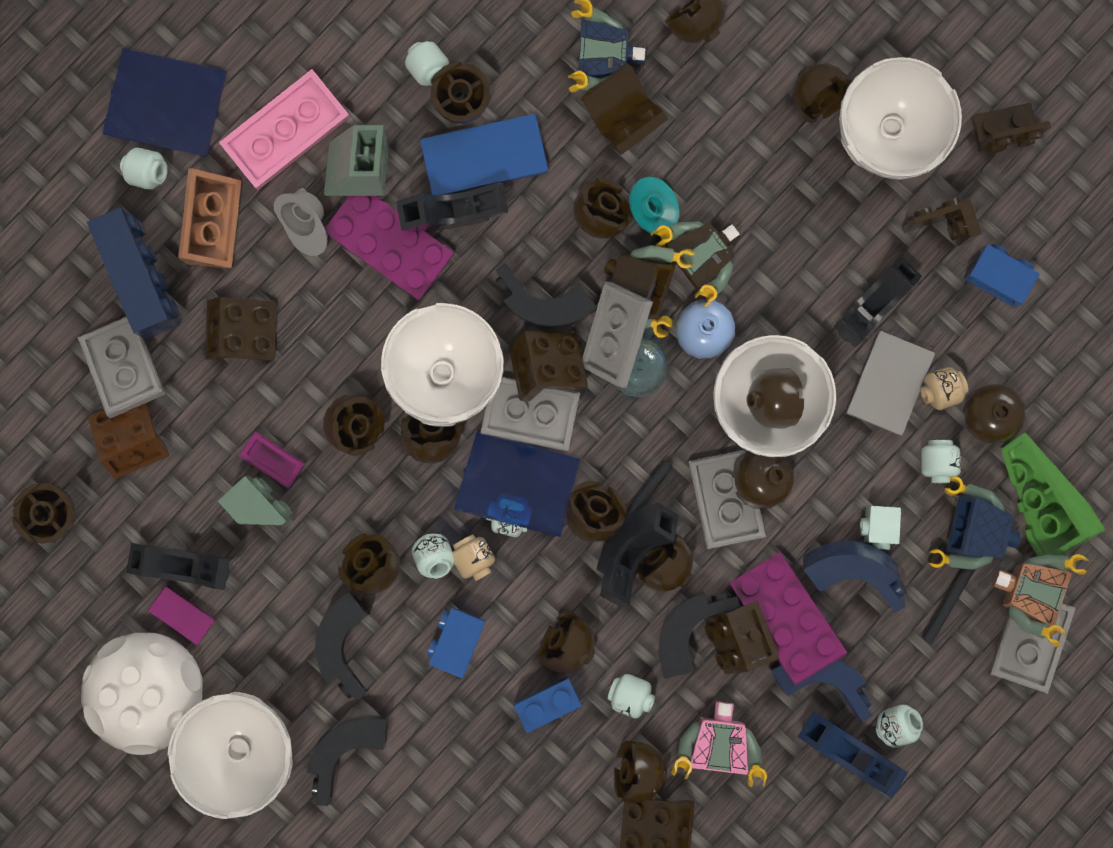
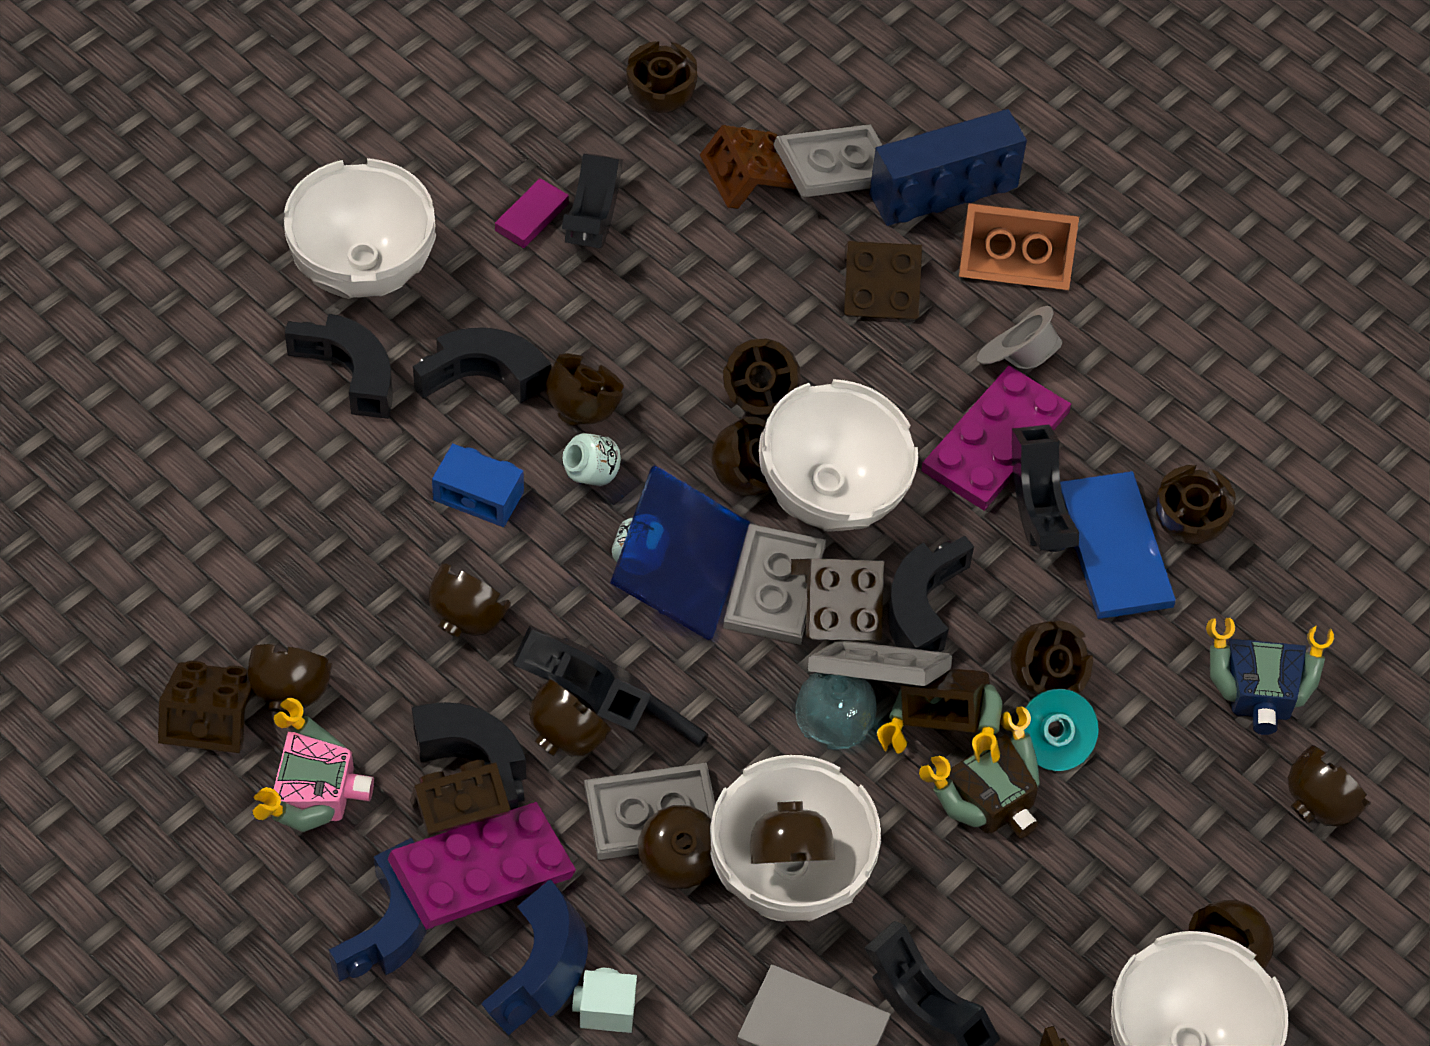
camera: 90 degrees right, 30 degrees down
(140, 691) = (455, 156): white rock -> none
(143, 168) = (1077, 189): light aqua head -> none
(164, 102) = (1160, 220): clear blue piece -> none
(252, 504) = (666, 273): sand green slope -> none
(272, 460) = (719, 308): magenta tile -> none
(284, 129) = (1135, 331): bright pink plate -> none
(357, 162) = (1097, 401): sand green slope -> none
(425, 61) = (1241, 473): light aqua head -> none
(473, 557) = (587, 503): tan head -> none
(547, 704) = (389, 579): blue brick -> none
(594, 512) = (642, 634): dark brown cylinder -> none
(622, 110) = (1190, 691): dark brown bracket -> none
(631, 696) = (391, 674): light aqua head -> none
(698, 341) = (895, 788): light blue cylinder -> none
(852, 754) = (290, 937): dark blue arch -> none
(899, 726) = (317, 1005): light aqua head -> none

